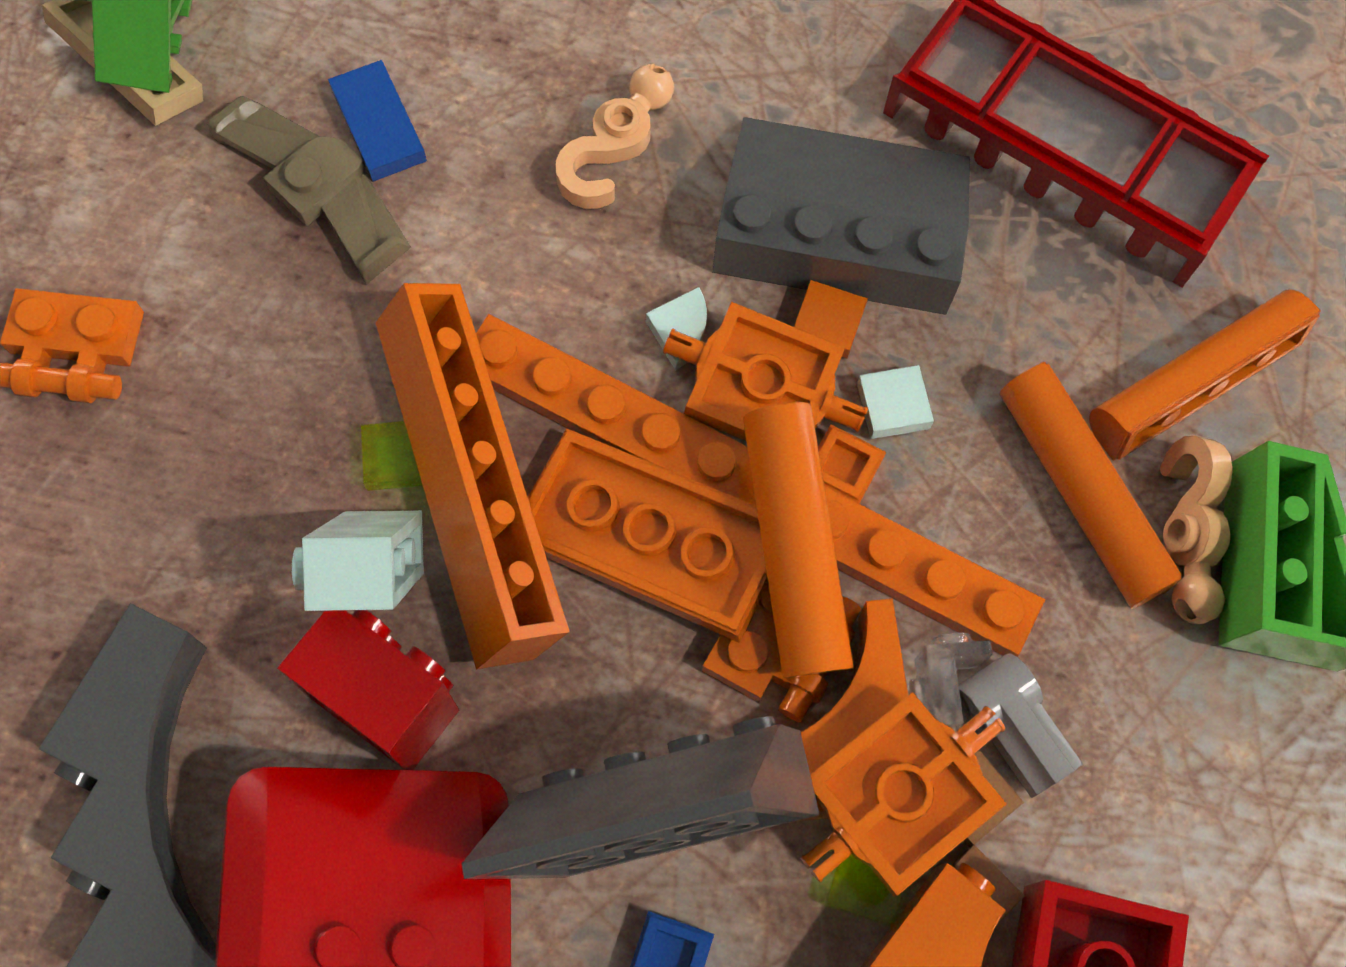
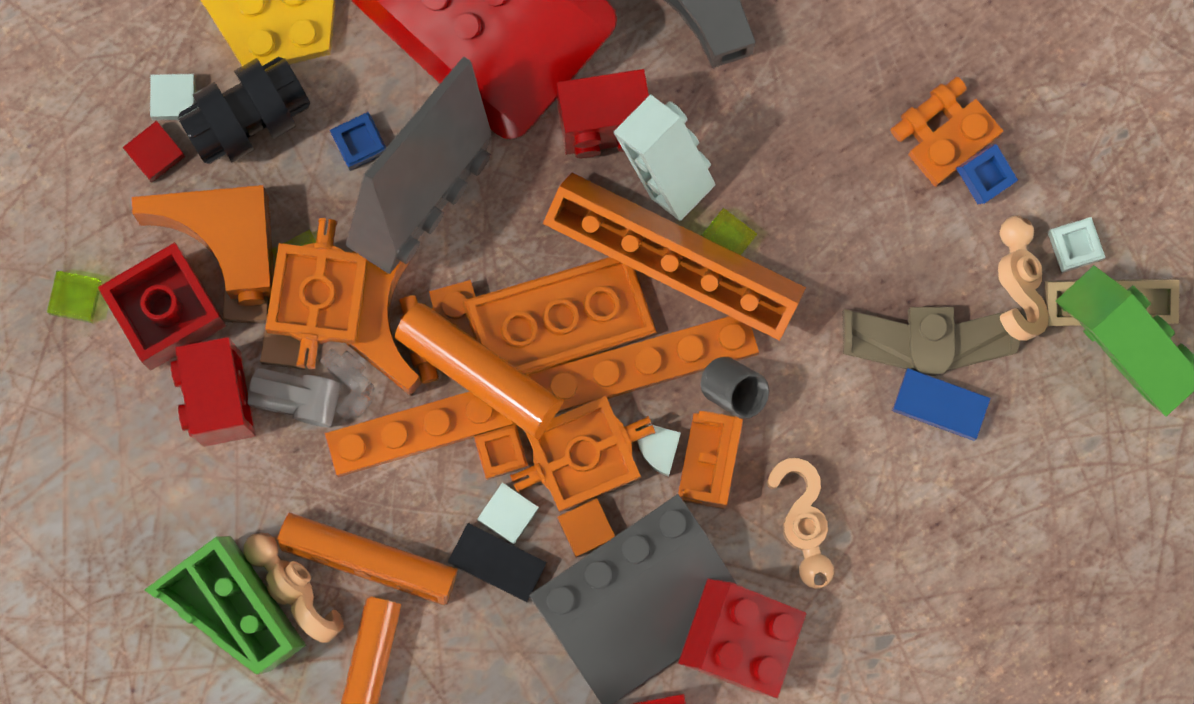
camera: 135 degrees right, 10 degrees up
(81, 263) = (987, 174): none -> blue plate
(88, 135) = (1076, 244): none -> light aqua tile
(170, 144) = (1020, 276): none -> light nougat piece
(551, 291) = (735, 387): none -> dark grey piece
(644, 261) = (710, 459): none -> orange hinge
(787, 76) = (742, 637): none -> red brick
(951, 368) = (497, 562): none -> black tile
(1123, 803) = (213, 392): none -> red brick

